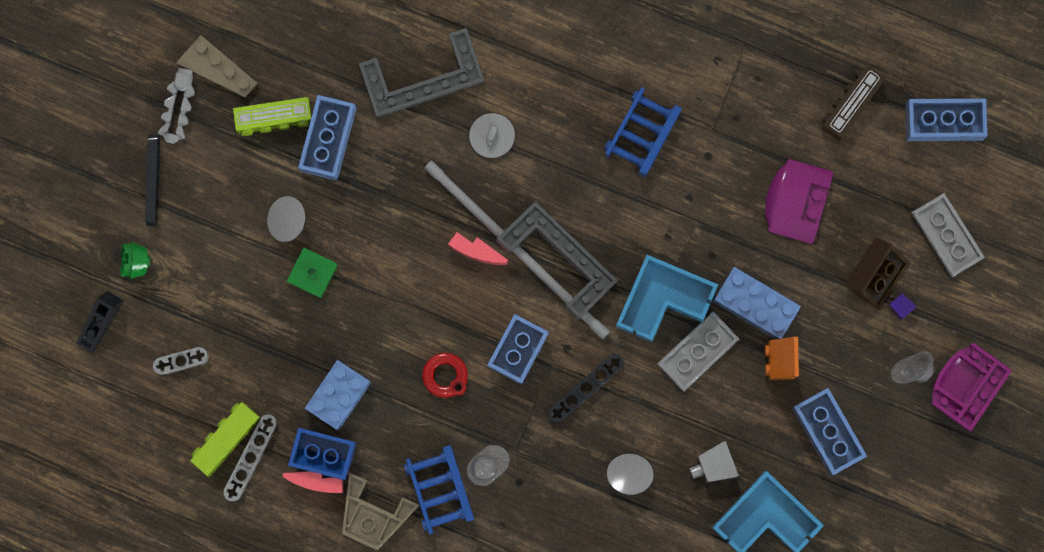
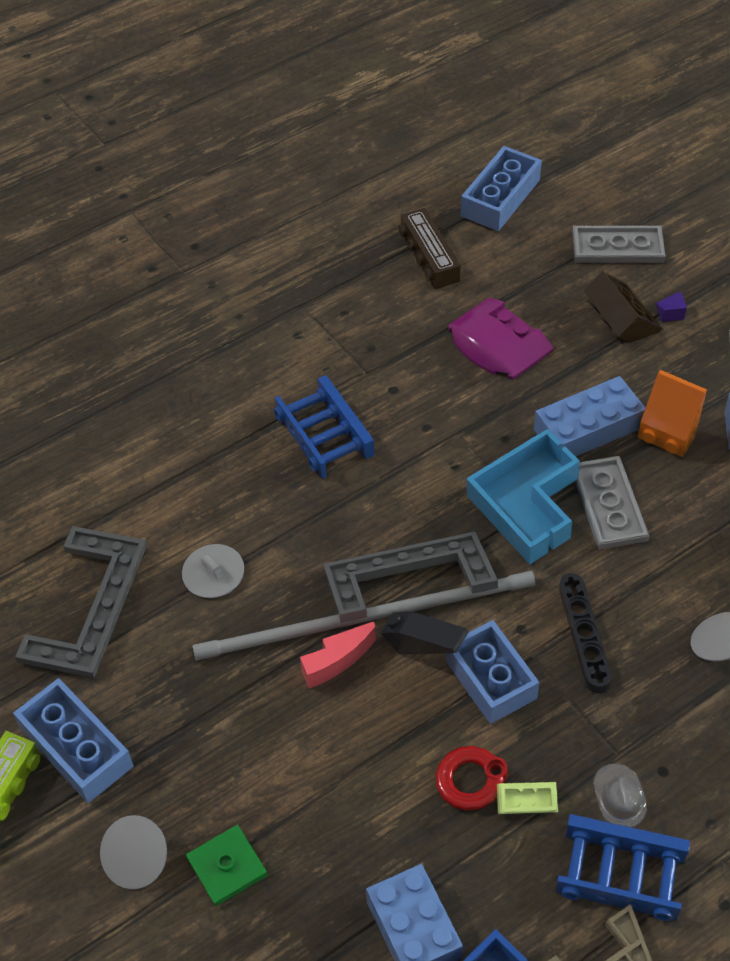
camera: 60 degrees left, 30 degrees down
(450, 414) = (527, 798): none -> yellowish green plate
(514, 296) = (422, 634): none -> black slope

